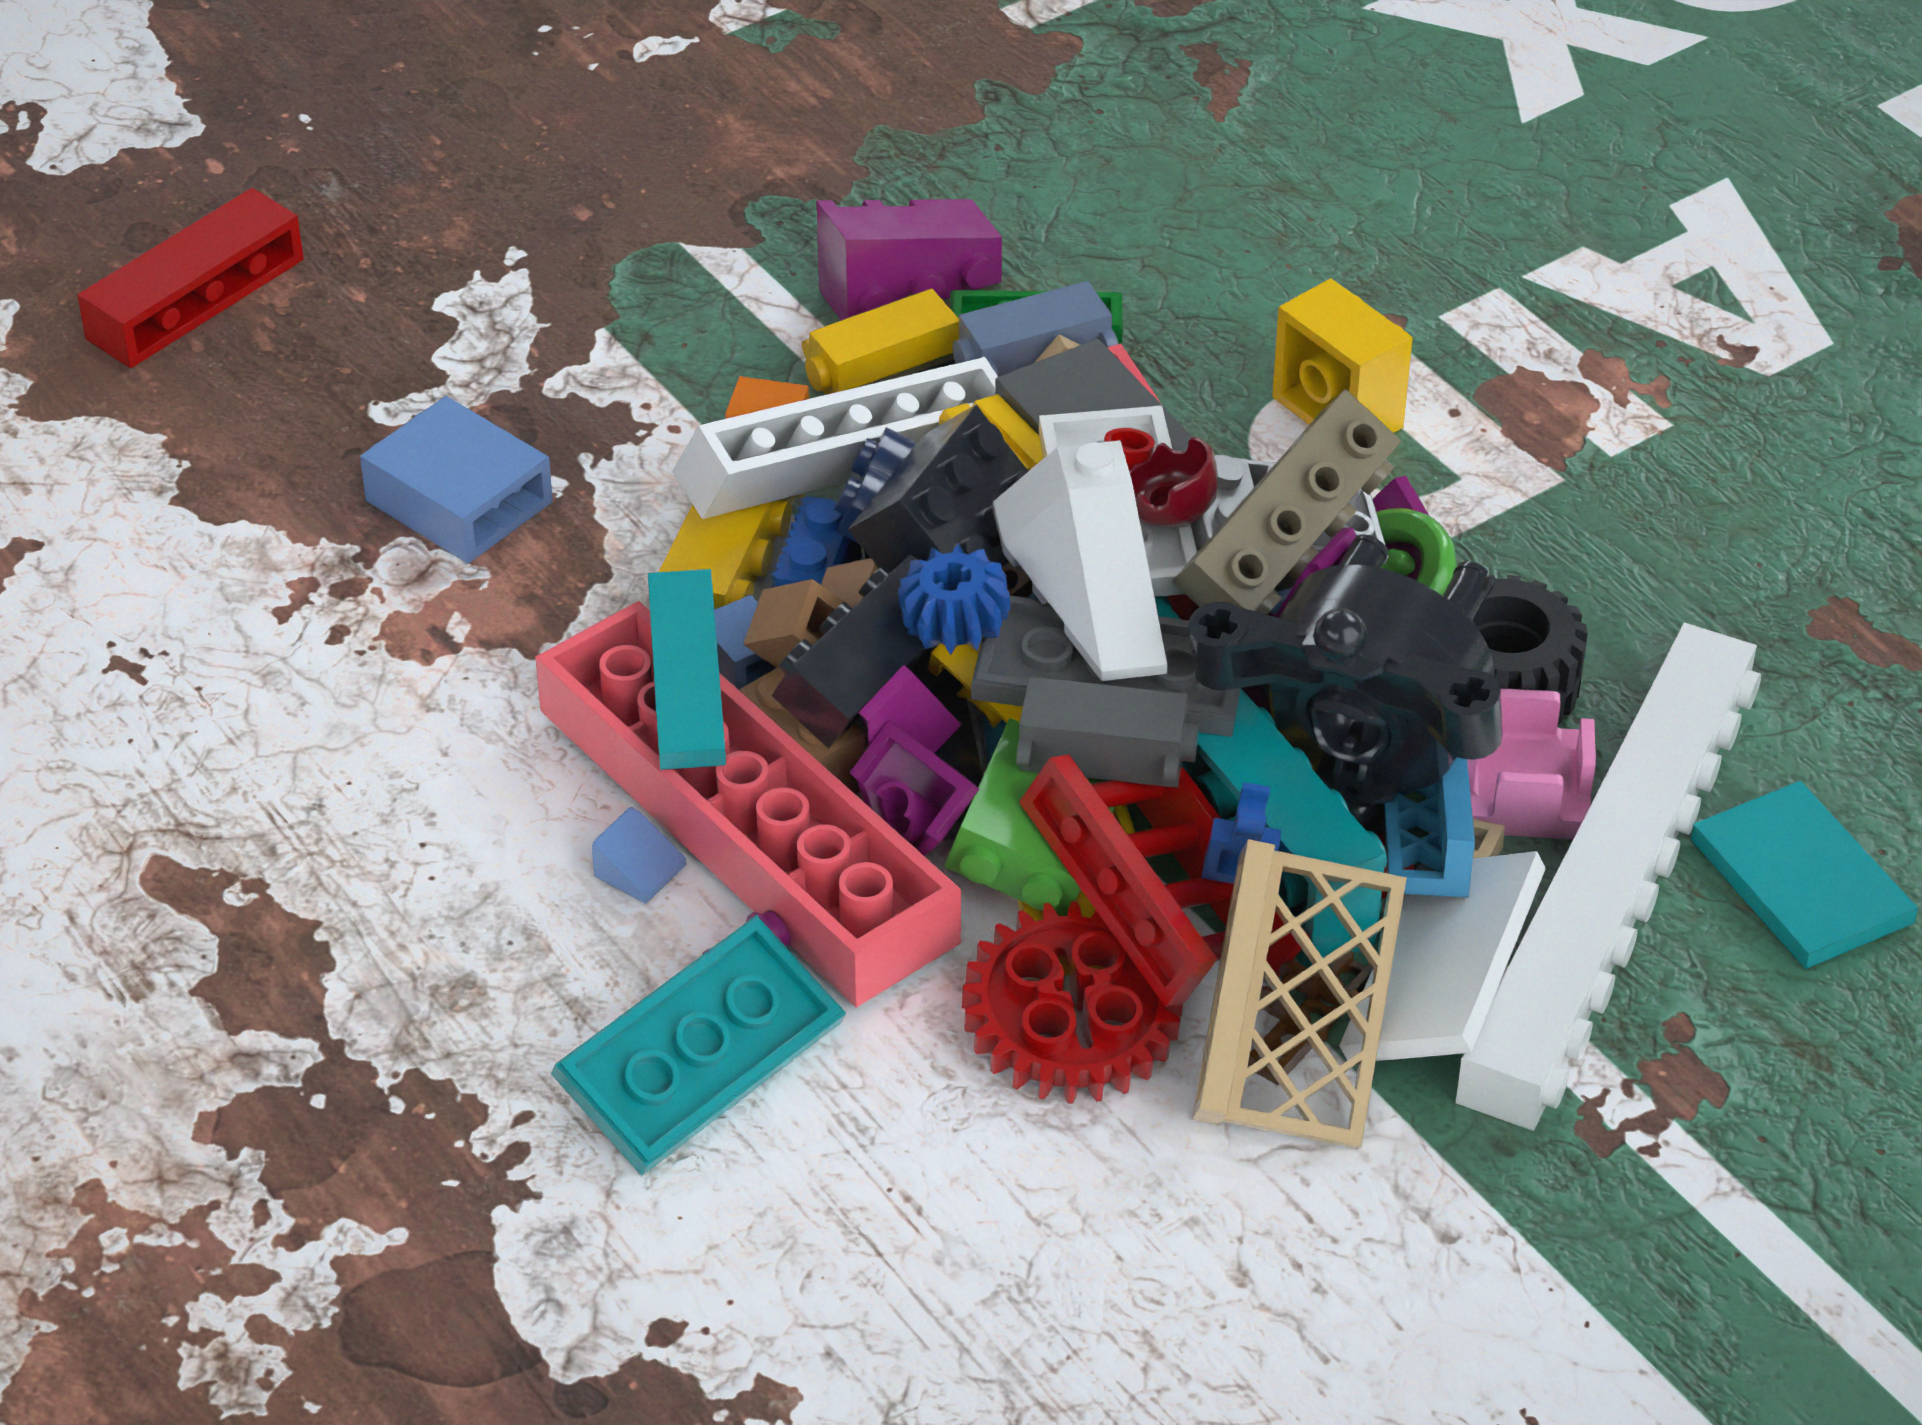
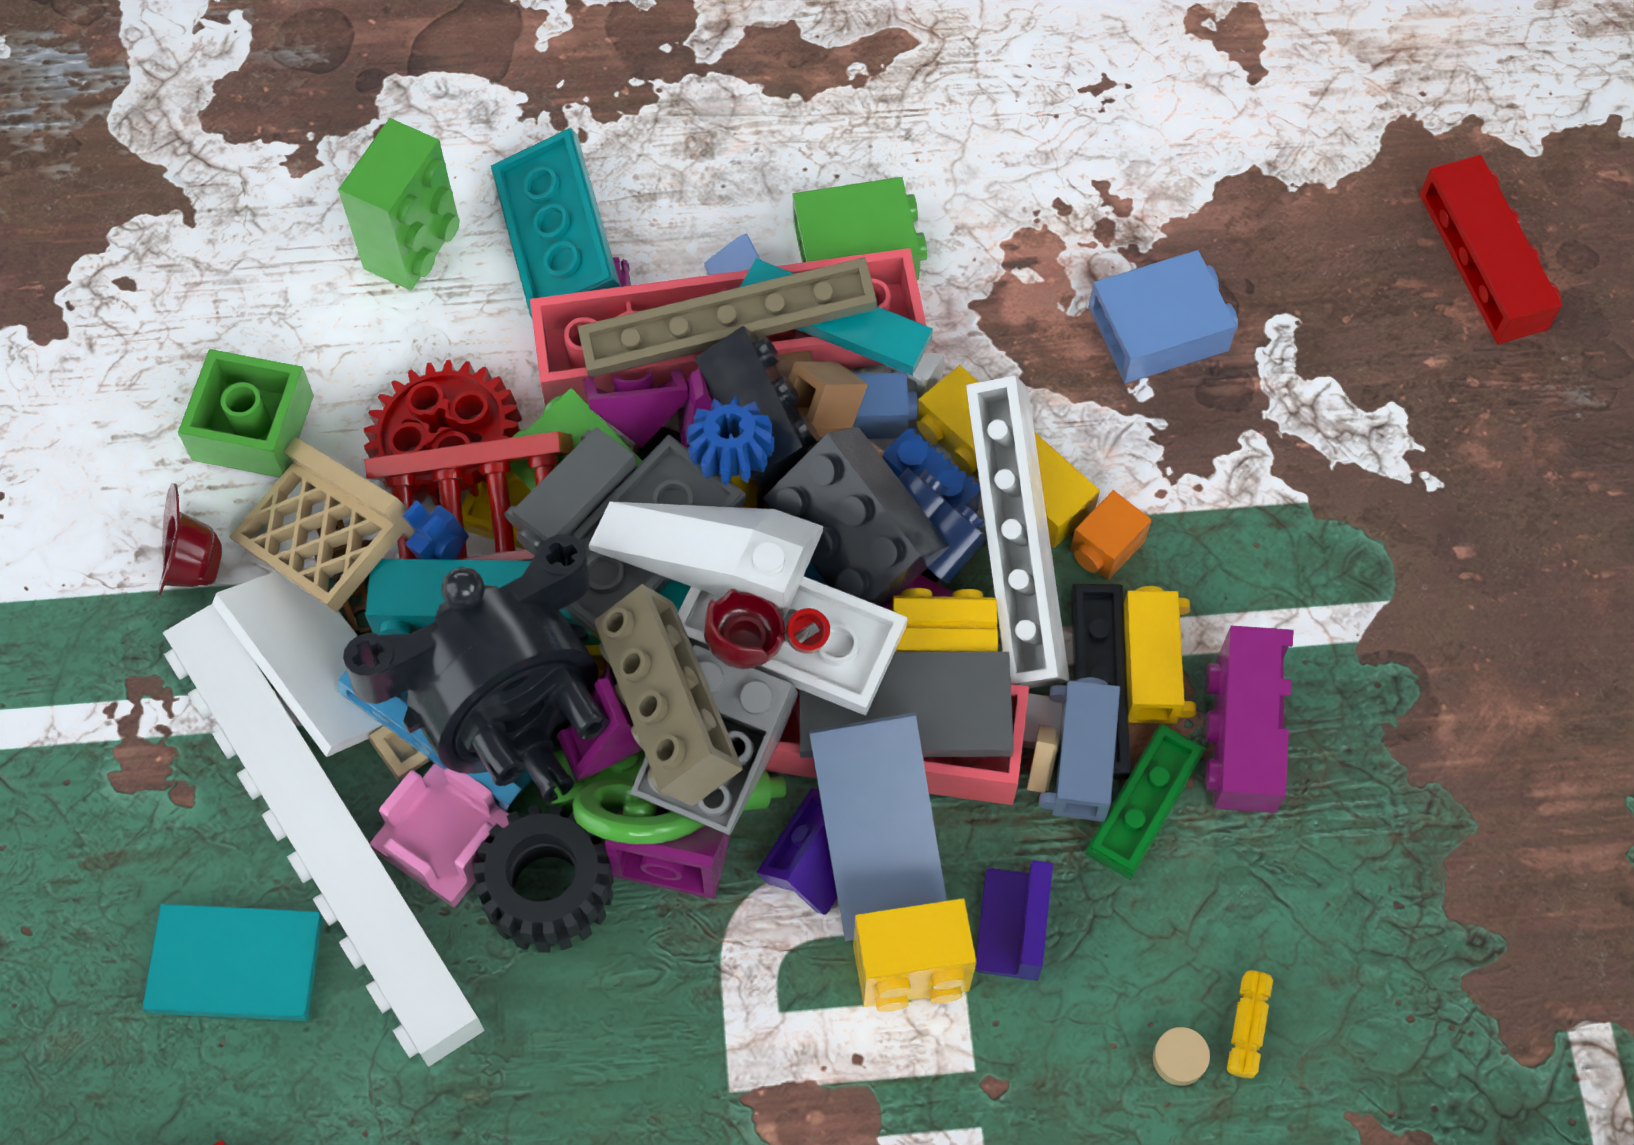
camera: 120 degrees right, 20 degrees up
(520, 761) = (857, 221): none -> bright green brick
(773, 726) = (706, 320): none -> dark tan plate
(814, 1138) = (400, 204): none -> bright green brick
(1196, 185) = (1250, 1024): none -> yellow axle
(1205, 1182) = (245, 413): none -> bright green brick
(1226, 343) = (1014, 921): none -> dark purple panel
(1230, 415) = (877, 816): none -> sand blue tile
(1263, 215) = (1181, 1056): none -> tan tile
(1422, 1158) = (189, 548): none -> dark red piece

